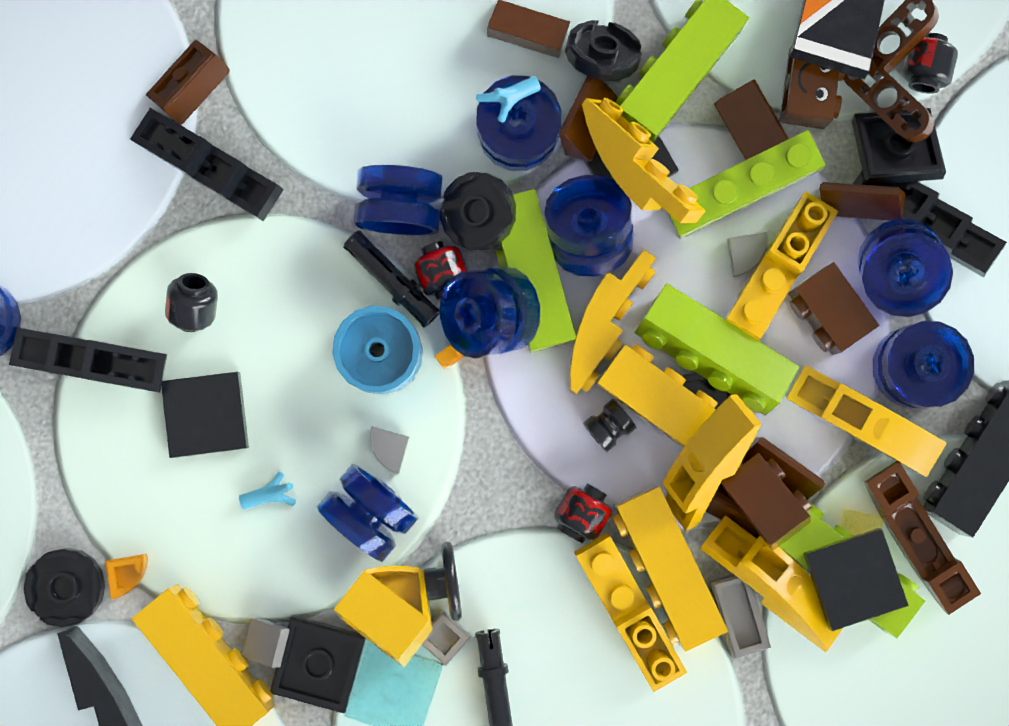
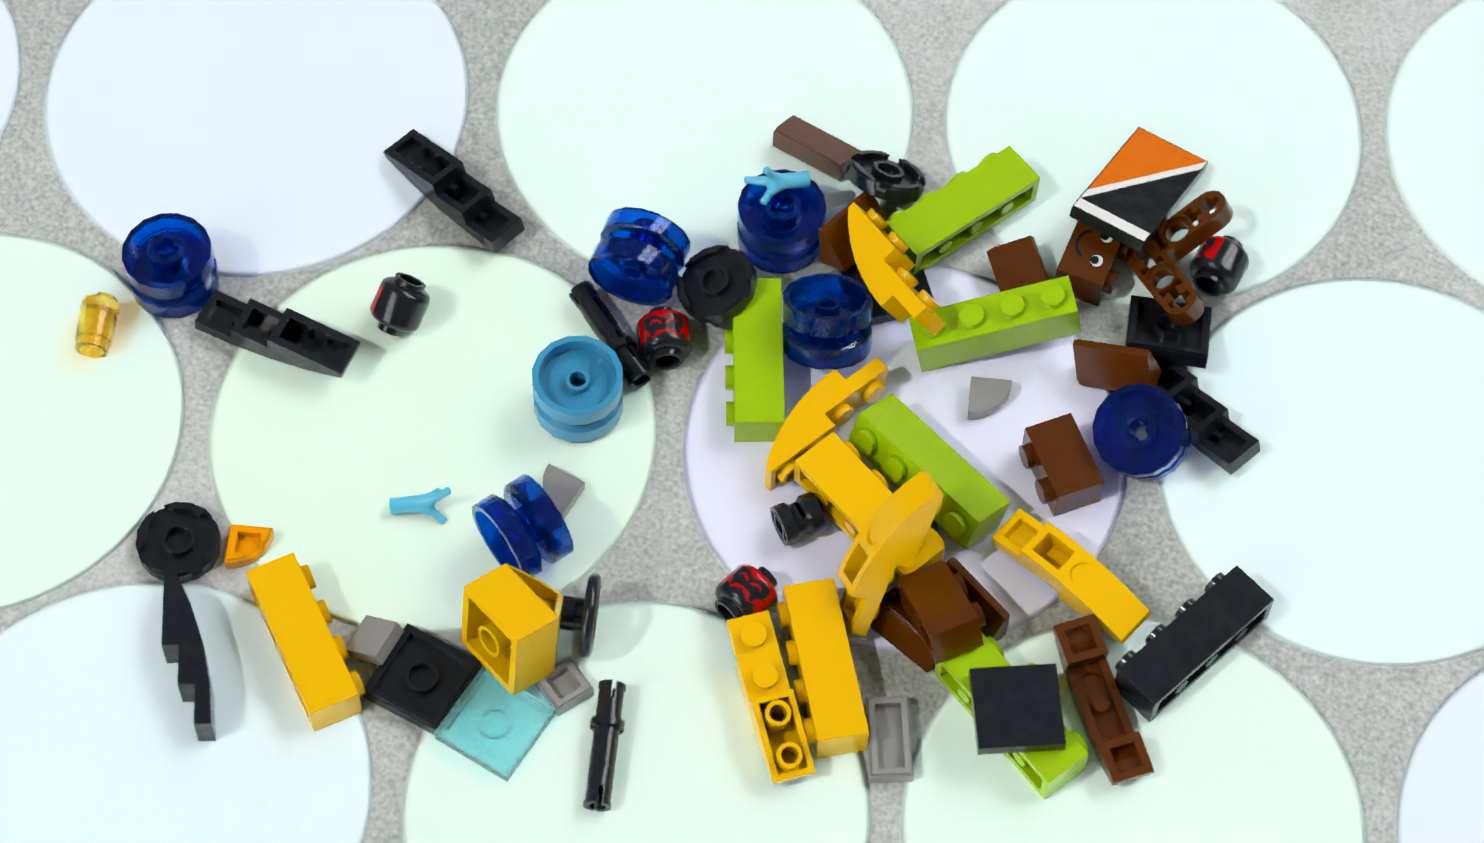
camera: 10 degrees right, 25 degrees down
(188, 82) = (459, 116): reddish brown slope -> none
(204, 414) = (378, 415): black tile -> none
(448, 357) = (653, 415): light orange tile -> none
(489, 311) = (702, 372): clear blue wheel -> none
(775, 576) = (939, 701): yellow slope -> none
(781, 265) = (1024, 403): yellow slope -> none
(946, 363) = (1143, 534): clear blue wheel -> none

